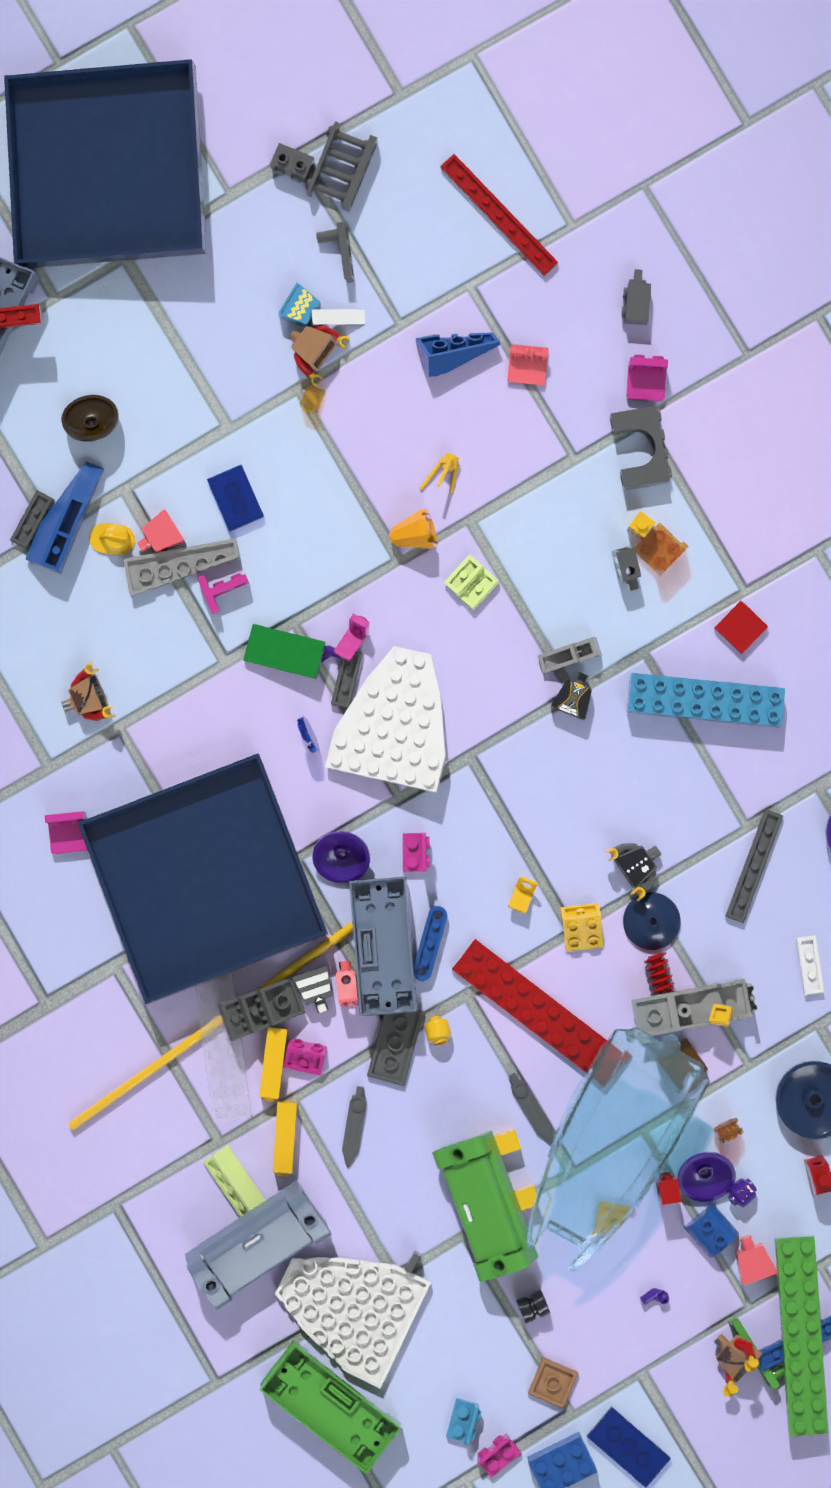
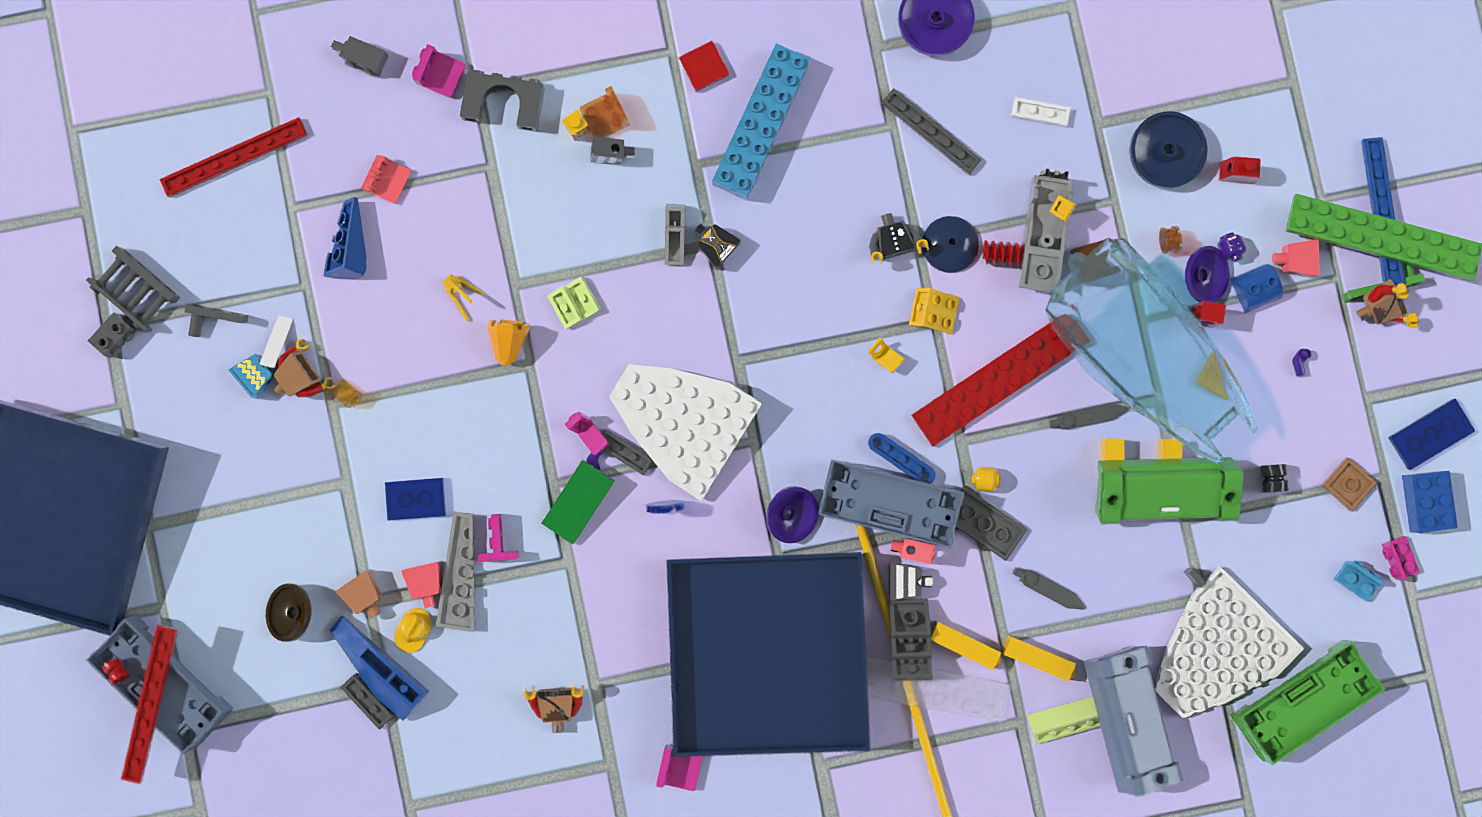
camera: 75 degrees left, 0 degrees up
(129, 480) = (362, 594): none -> nougat torso
(305, 1056) = (968, 613): dark pink bracket -> none
(415, 852) = (811, 443): dark pink bracket -> none

